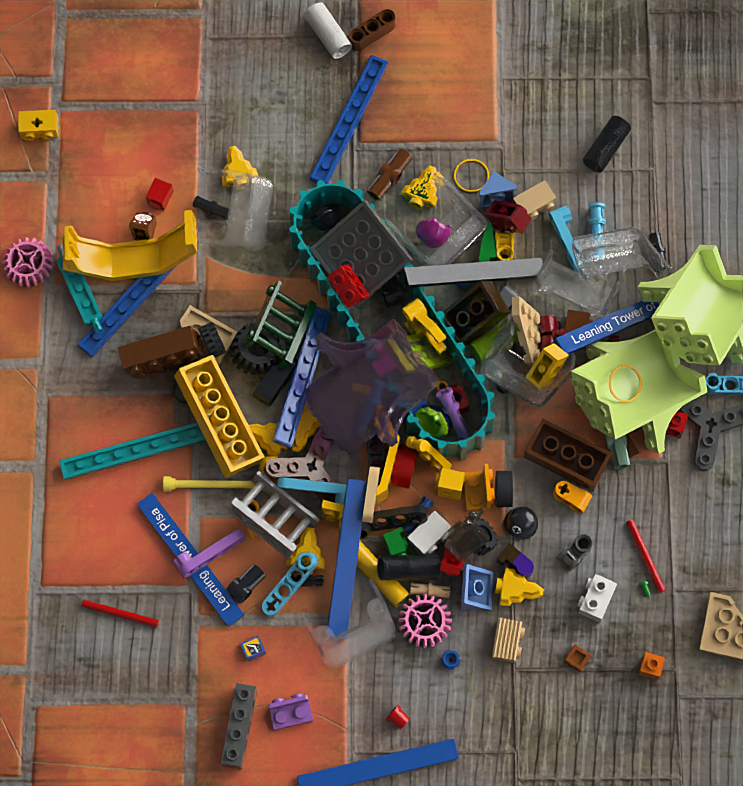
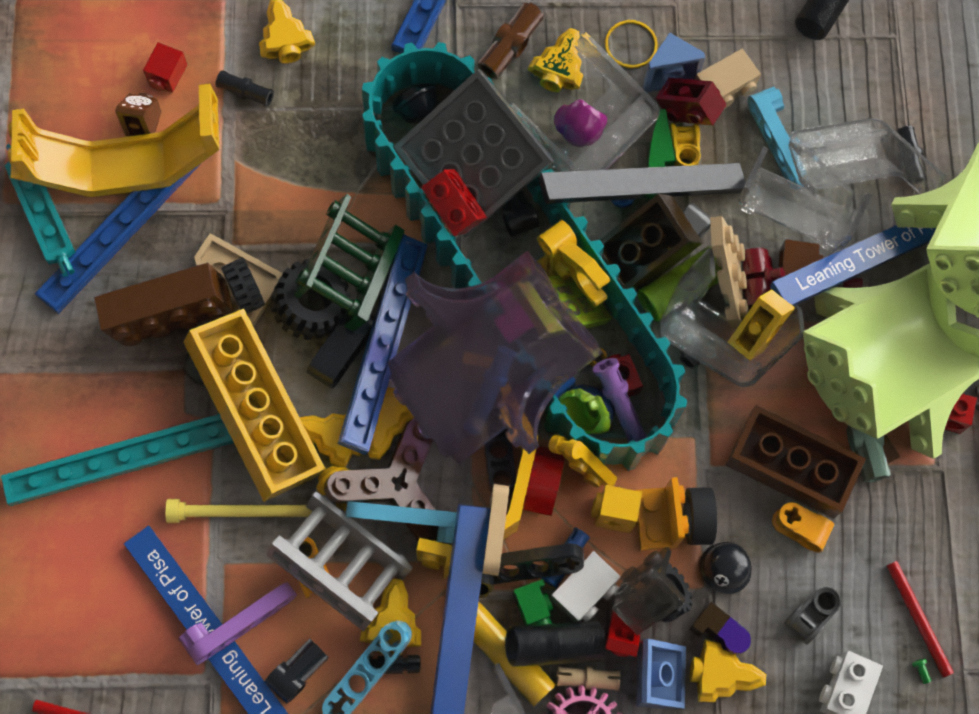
camera: 10 degrees left, 0 degrees up
(247, 211) = (297, 93): clear windscreen -> none
(597, 217) = (820, 106): medium azure pin -> none
(640, 383) = (859, 351): yellow piece -> none

